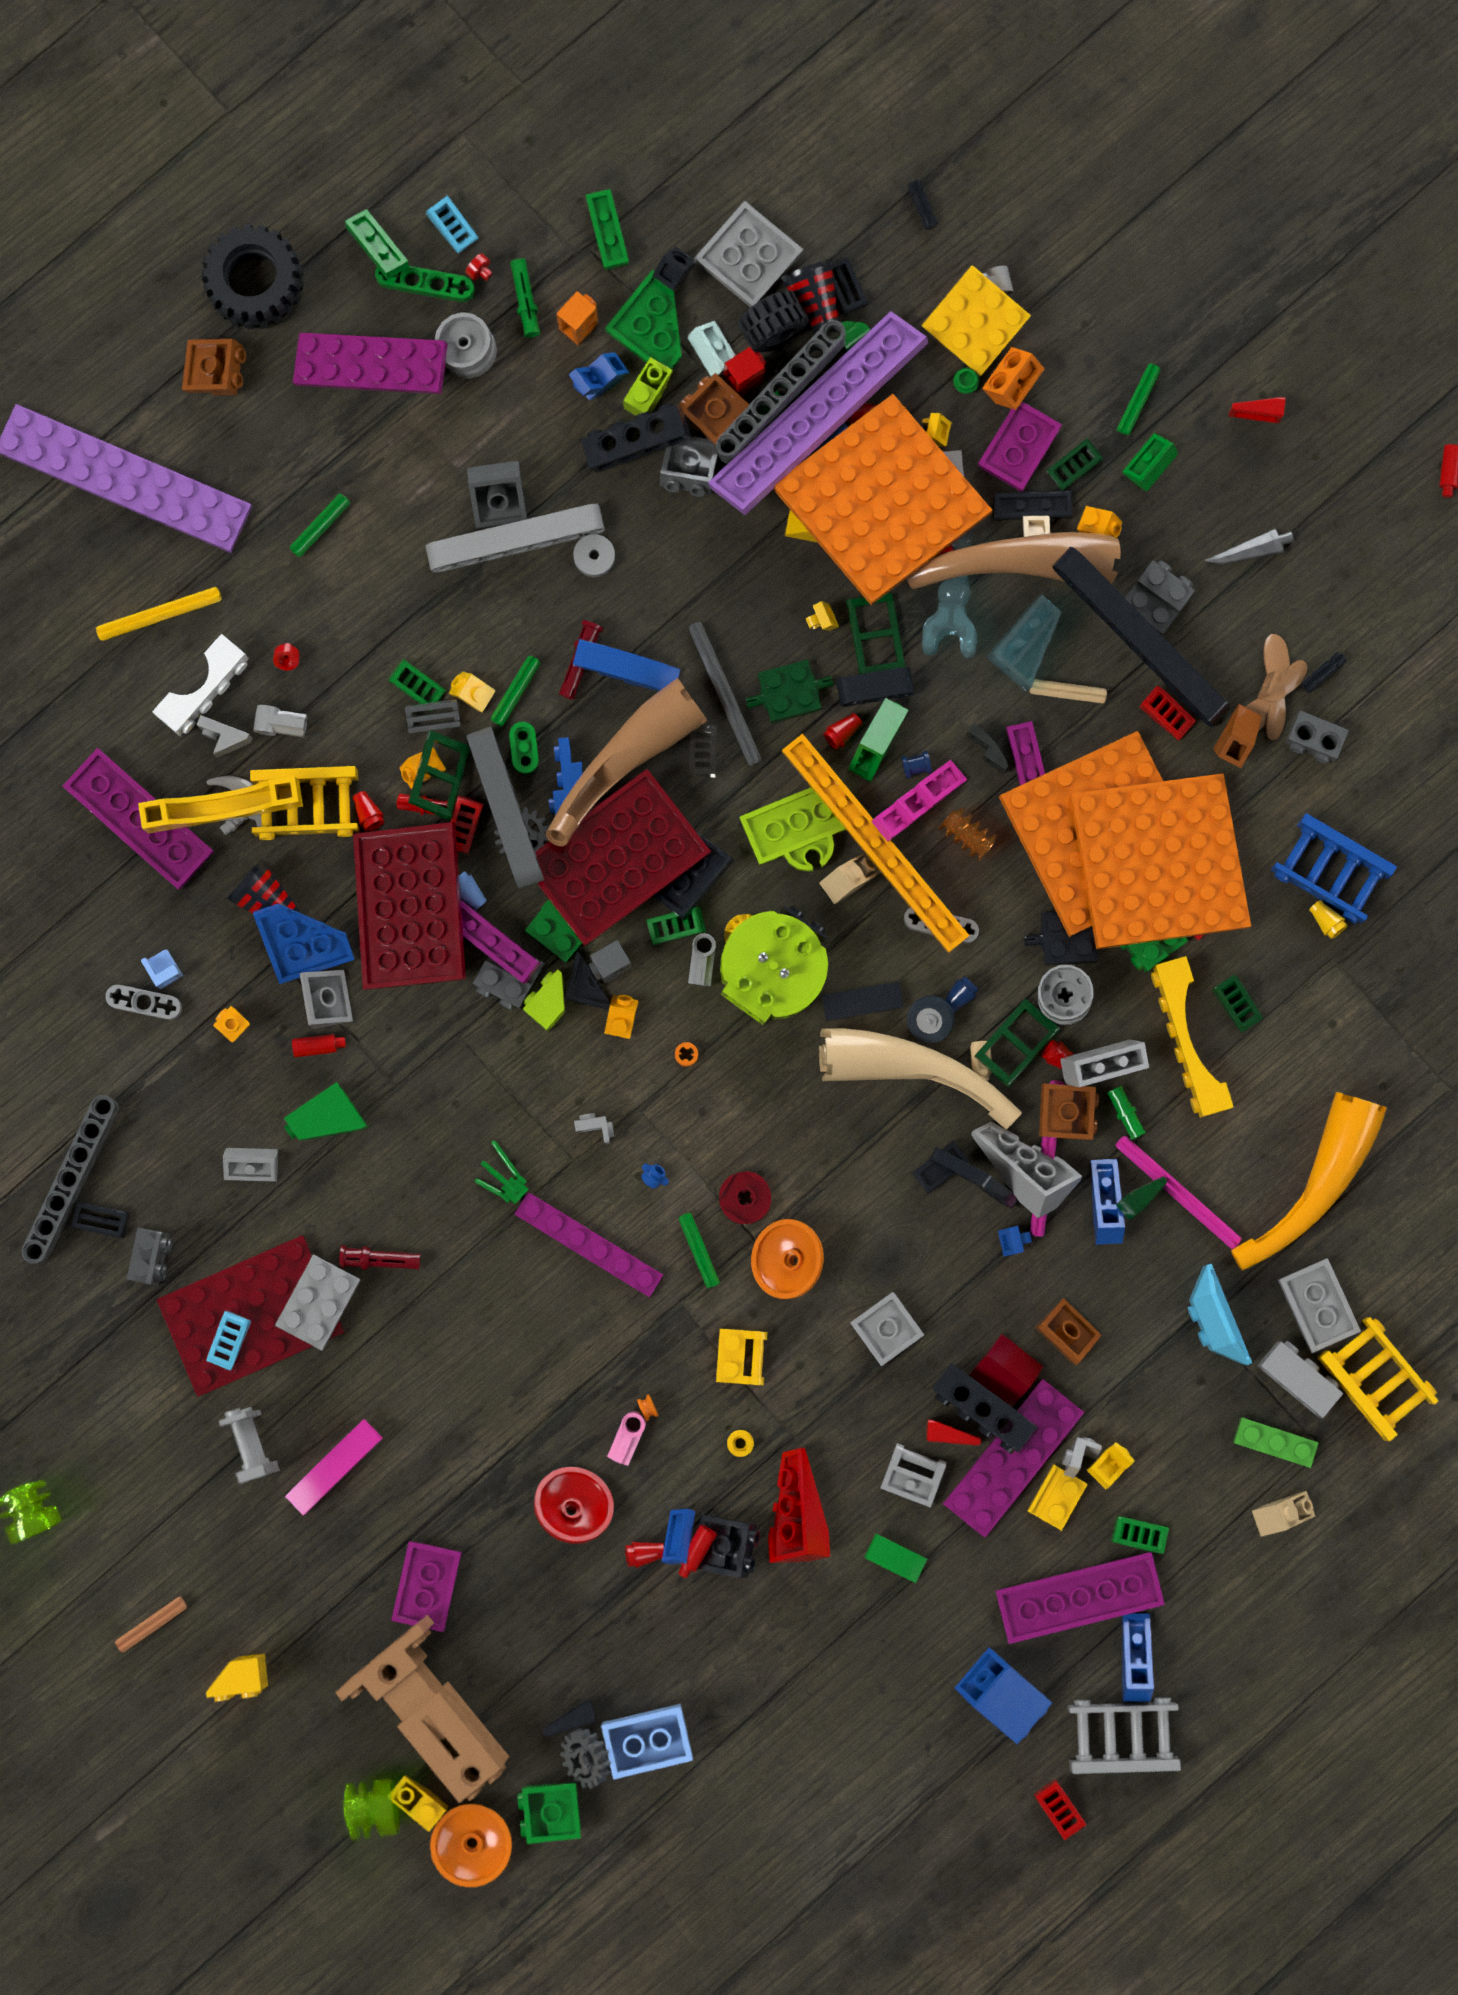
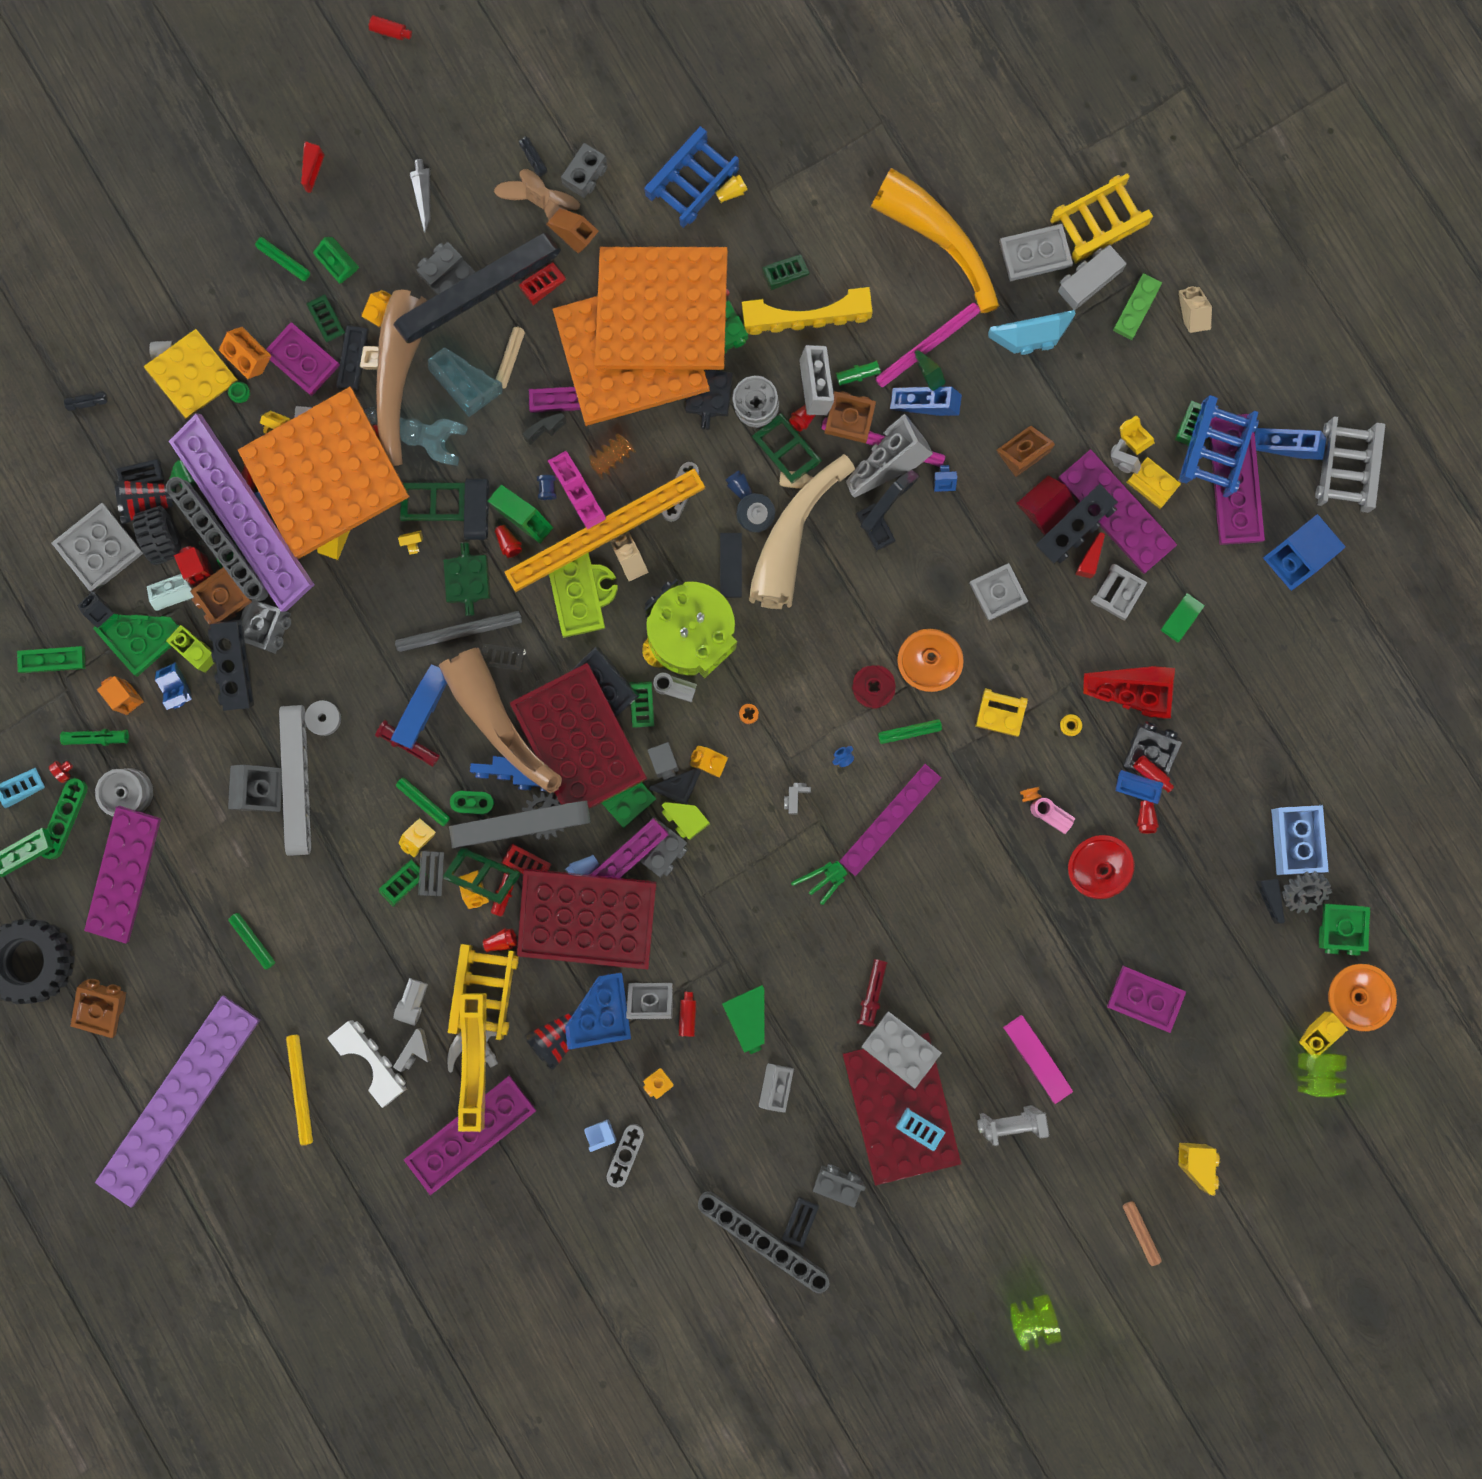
camera: 75 degrees left, 0 degrees up
(286, 657) = (357, 987): red tile -> none
(431, 1715) = (1251, 1012): medium nougat brick -> none
(1047, 1791) = (1384, 532): red slope -> none
(1128, 1545) = (1197, 450): none -> blue fence

